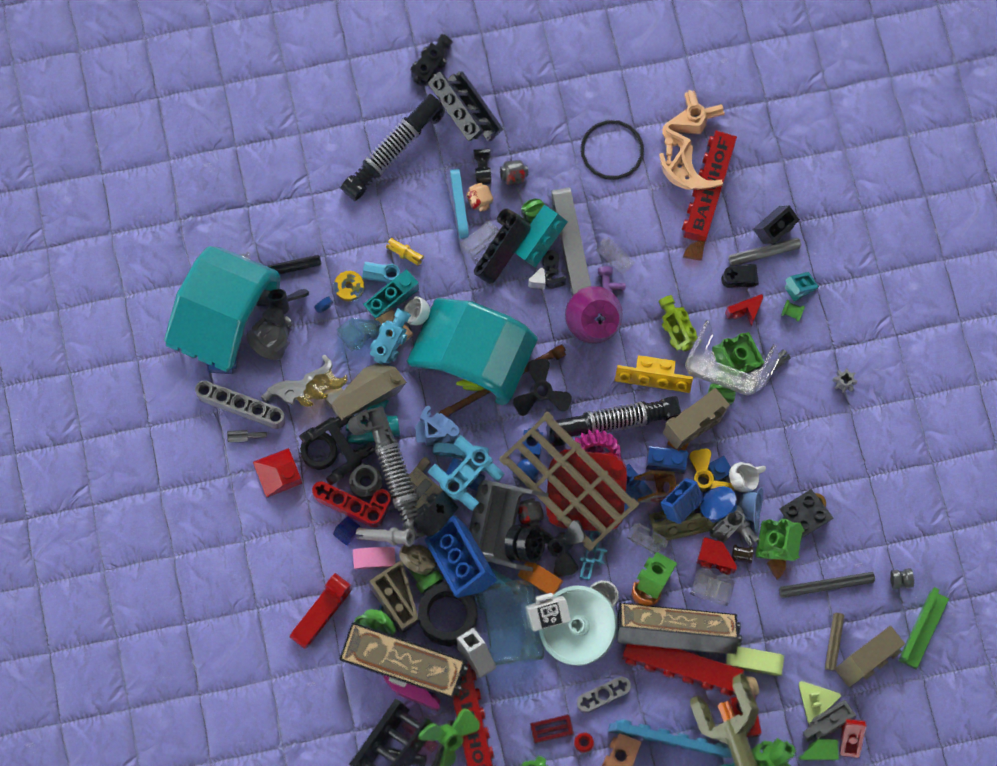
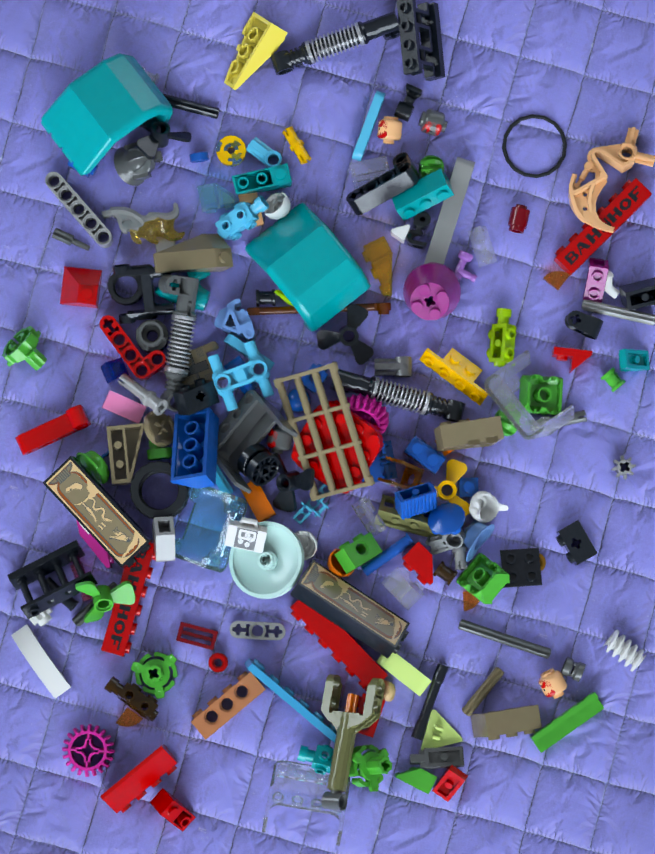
camera: 30 degrees right, 10 degrees up
(256, 551) = (25, 349): none -> bright green piece
(323, 180) = (259, 43): none -> light yellow wedge
(449, 396) = (265, 298): none -> black bush
(532, 310) = (380, 258): none -> clear yellow slope
(600, 395) = (396, 367): none -> flat silver piece
(634, 216) = (518, 218): none -> dark red brick
(682, 564) = (387, 554): none -> blue pin
(730, 233) = (596, 279): none -> bracket
(741, 234) = (609, 288): none -> white arm
(796, 697) = (437, 681): none -> black piece
(850, 472) = (585, 547): none -> black brick
(892, 600) = (552, 683): none -> light nougat head
(937, 537) = (623, 649): none -> white piece

